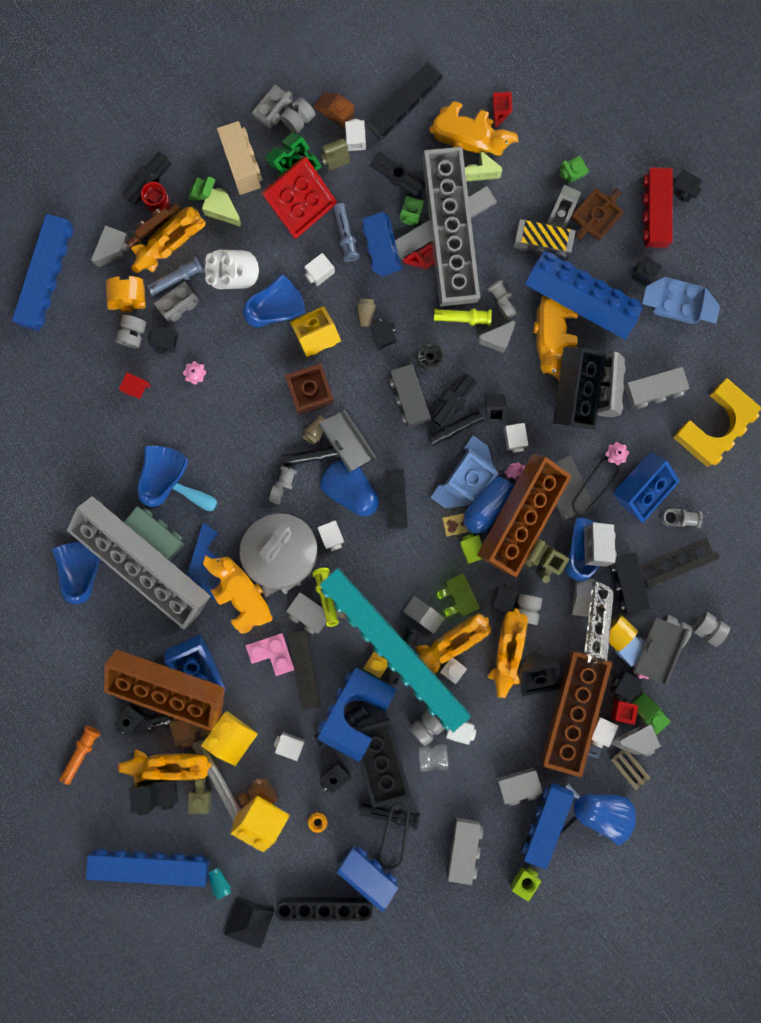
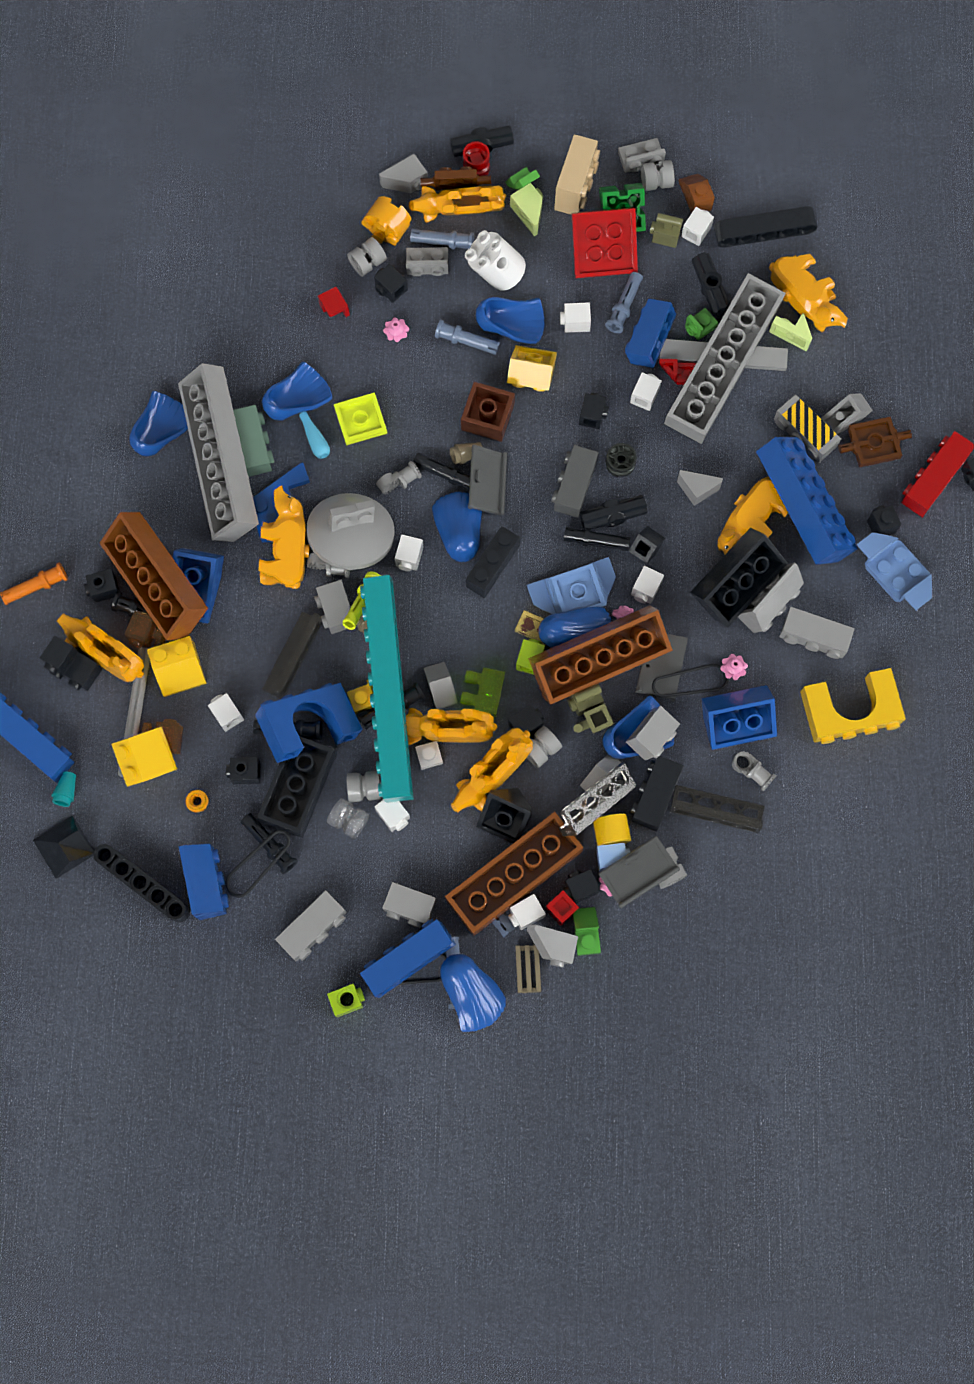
camera: 40 degrees right, 10 degrees down
(43, 273) = (329, 158): blue brick -> none
(200, 799) = (108, 700): olive brick -> none
(220, 459) = (360, 418): none -> neon yellow plate
(241, 345) = (456, 335): none -> sand blue pin
(275, 649) = (278, 616): bright pink plate -> none
(366, 310) = (593, 379): dark tan cone -> none
(410, 291) = (646, 391): none -> white brick
(472, 317) = (687, 452): neon yellow pin -> none
(501, 107) = (853, 291): red slope -> none
(502, 296) = (728, 455): light grey connector -> none
(573, 169) = (881, 388): bright green bracket -> none
(713, 630) = (704, 891): light grey wheel -> none

